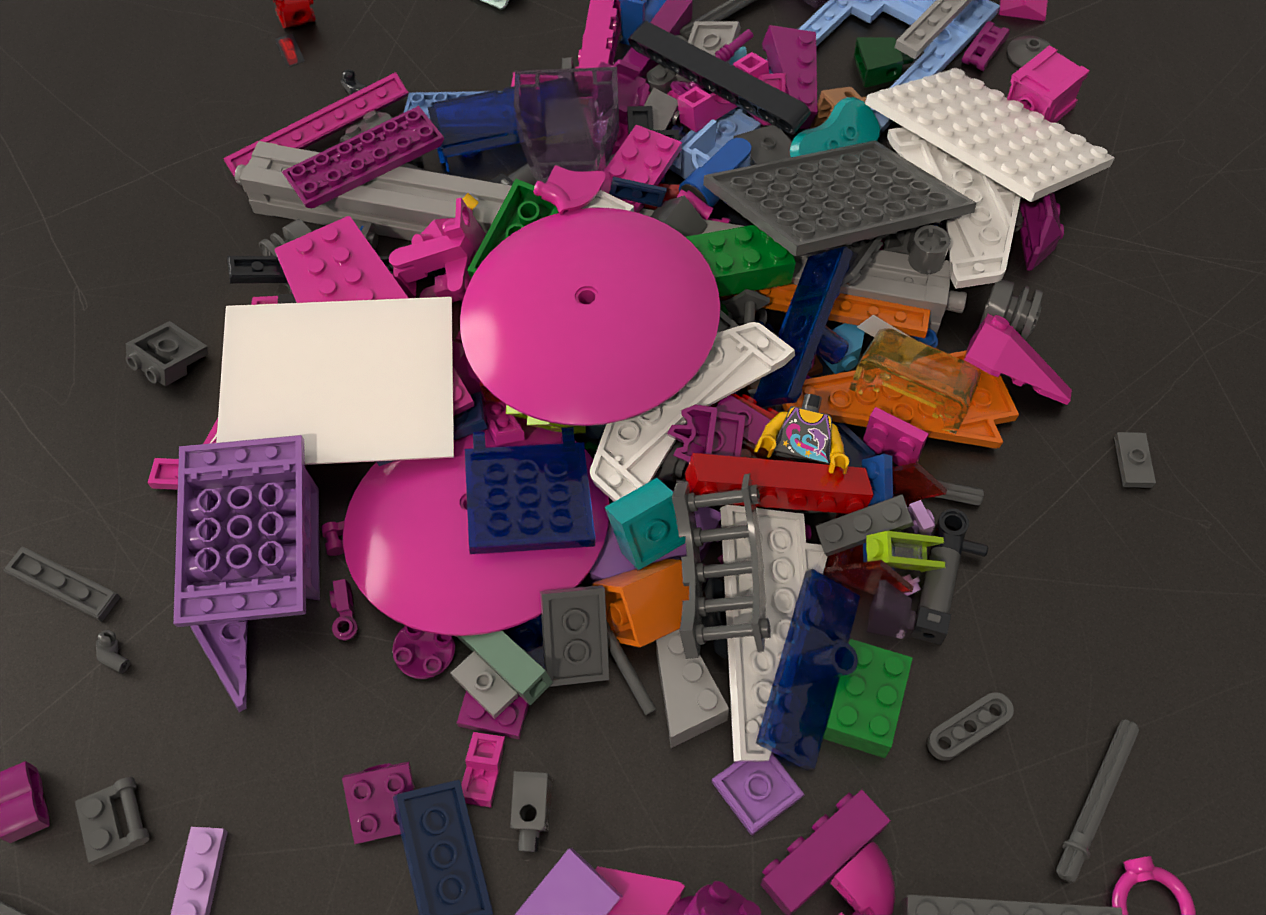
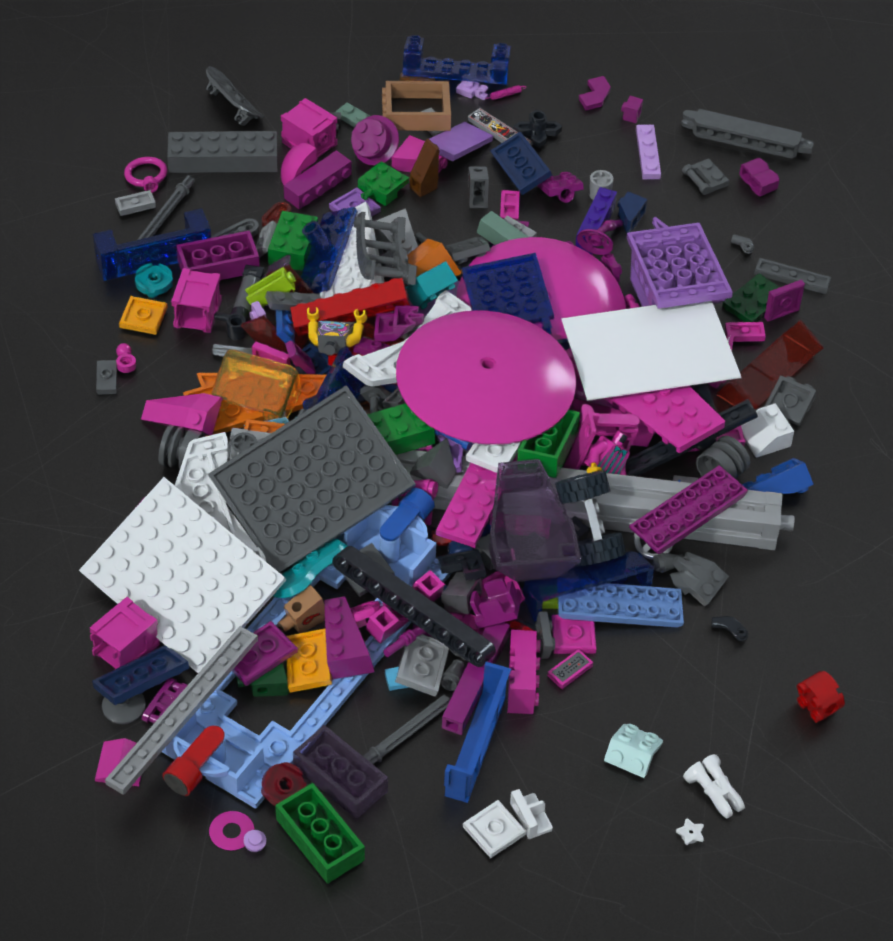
camera: 170 degrees right, 10 degrees down
(98, 505) = (784, 300): none -> magenta plate
(136, 541) = (751, 299): none -> dark green plate
(162, 421) = (781, 358): none -> clear red piece
(207, 307) = (768, 431): none -> white slope
(231, 238) = (785, 478): none -> blue wedge
(274, 730) = (631, 210): none -> dark blue slope
(289, 50) = (806, 665): sticker -> none
(309, 794) = (599, 179): none -> light grey piece
(329, 119) = (749, 584): dark pink tile -> none
(340, 709) = (599, 211): none -> dark purple brick
(353, 633) = (597, 238): none -> magenta dish
(489, 153) = (585, 487): none -> black plate
(547, 56) = (570, 669): none -> tile
(570, 189) = (514, 449): dark pink arm -> none
(624, 831) = (425, 170): none -> reddish brown slope
(637, 191) = (465, 473): dark blue slope -> none
(706, 835) = (382, 183): none -> green plate
(836, 65) = (309, 665): none -> light orange plate
(857, 422) = (300, 358): none -> magenta plate
(885, 65) = (267, 653): none -> magenta tile
(898, 769) = (274, 213): none -> clear red plate
(915, 709) = (265, 238): none -> light grey plate
(994, 658) = (219, 255): none -> magenta brick
(1002, 59) = (140, 674): none -> dark blue plate
(1021, 563) = (196, 300): none -> dark pink container
(1090, 653) = (156, 287): none -> teal plate
(1100, 564) = (143, 315): none -> light orange plate
(1117, 498) = (125, 361): none -> dark pink plate
(1159, 819) = (135, 202): none -> light grey plate
(1181, 665) = (128, 257): none -> clear blue plate

